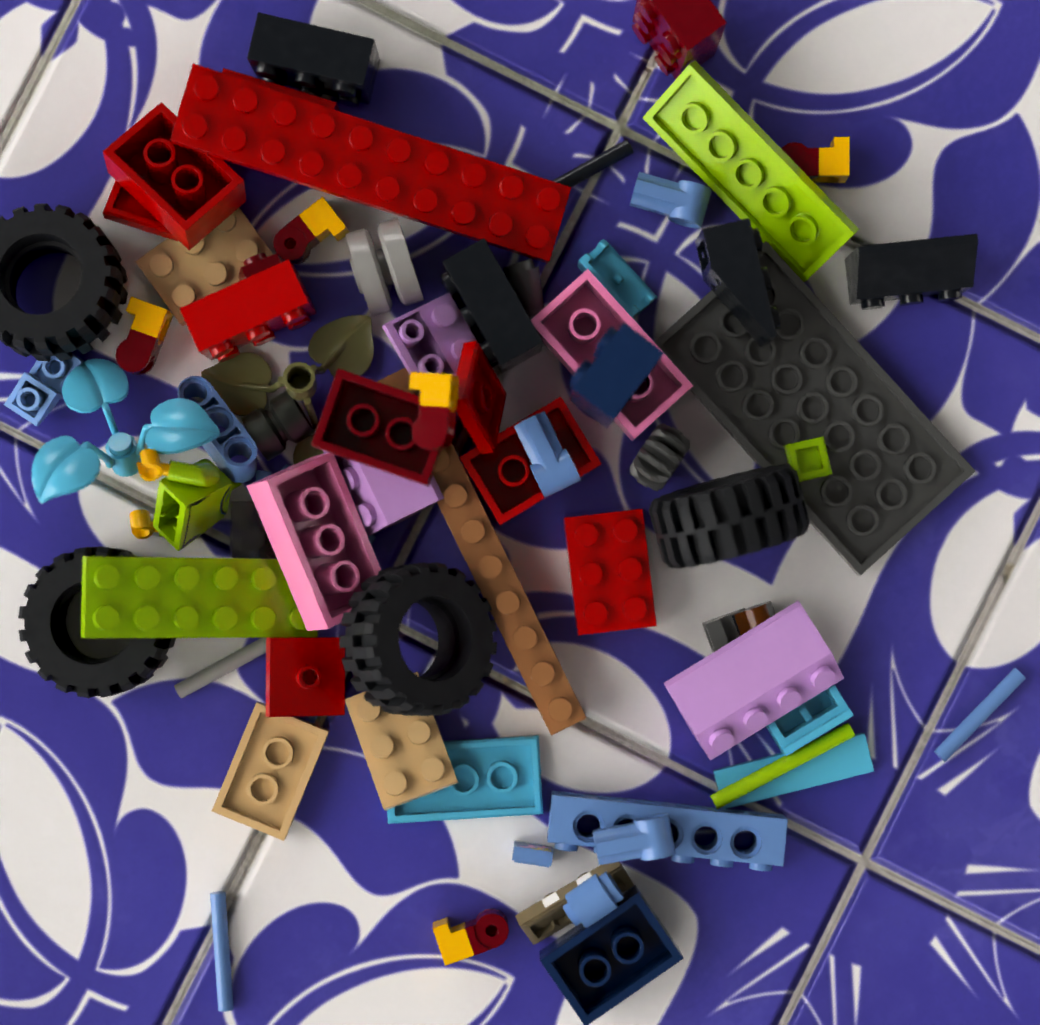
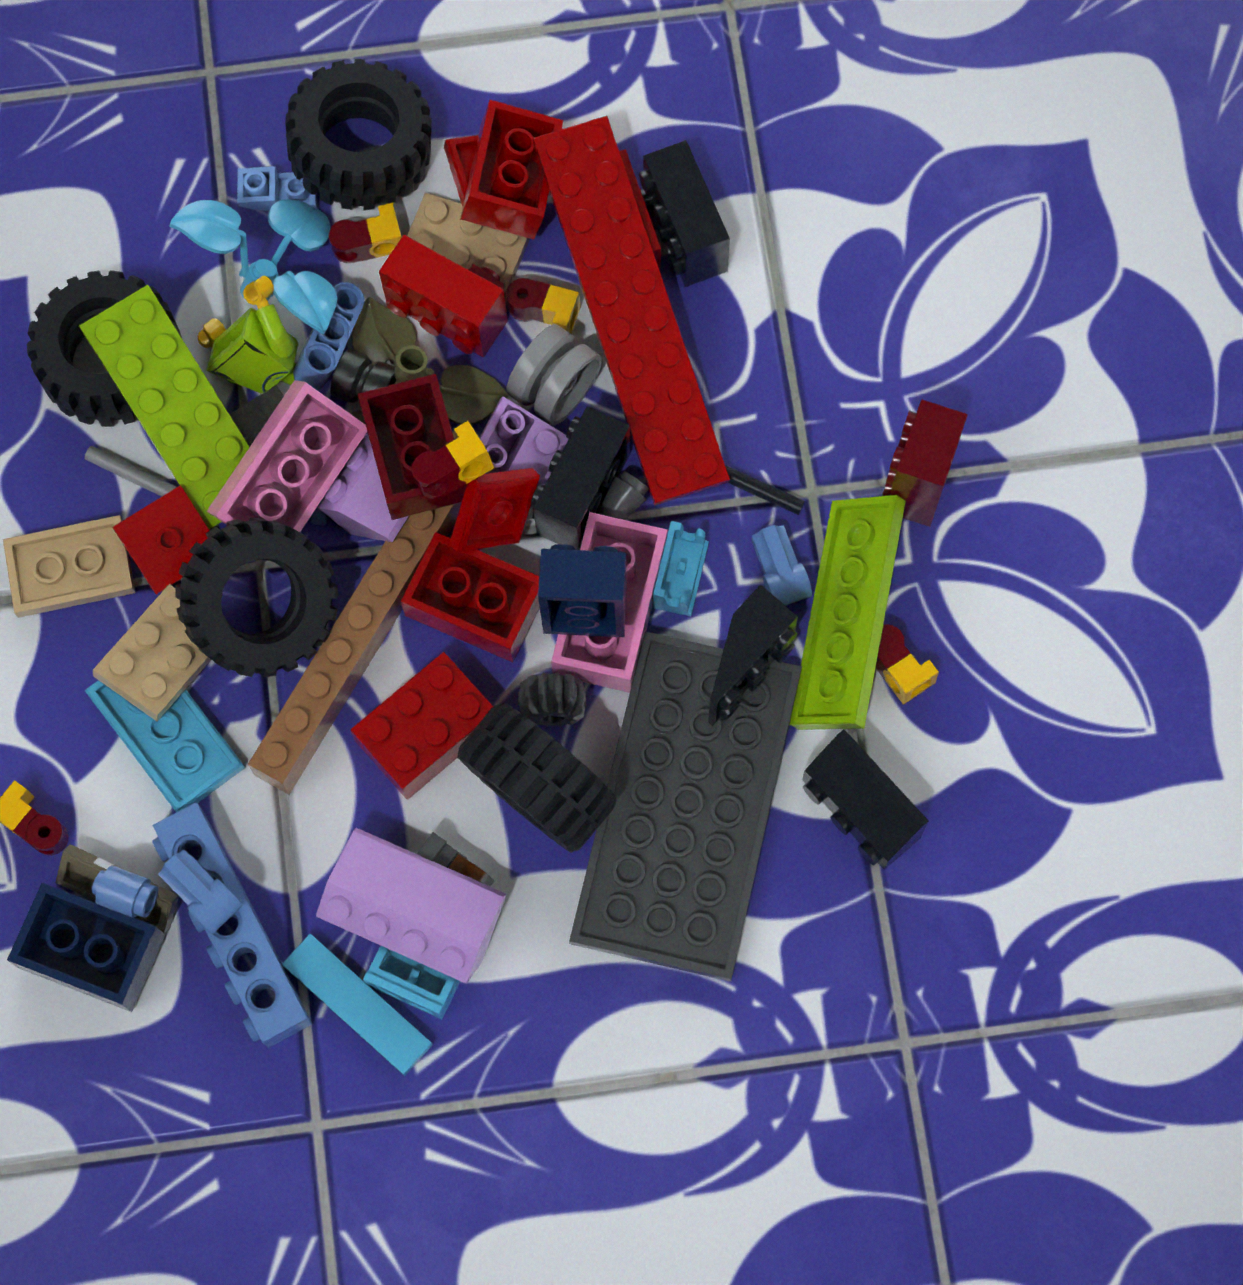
camera: 60 degrees right, 15 degrees down
(532, 854) = (134, 825): medium blue tile -> none
(549, 462) = (479, 603): medium blue piece -> none
(782, 765) = (354, 987): lime bar -> none
(809, 458) = (637, 825): lime tile -> none
(979, 714) = (518, 1137): medium blue bar -> none

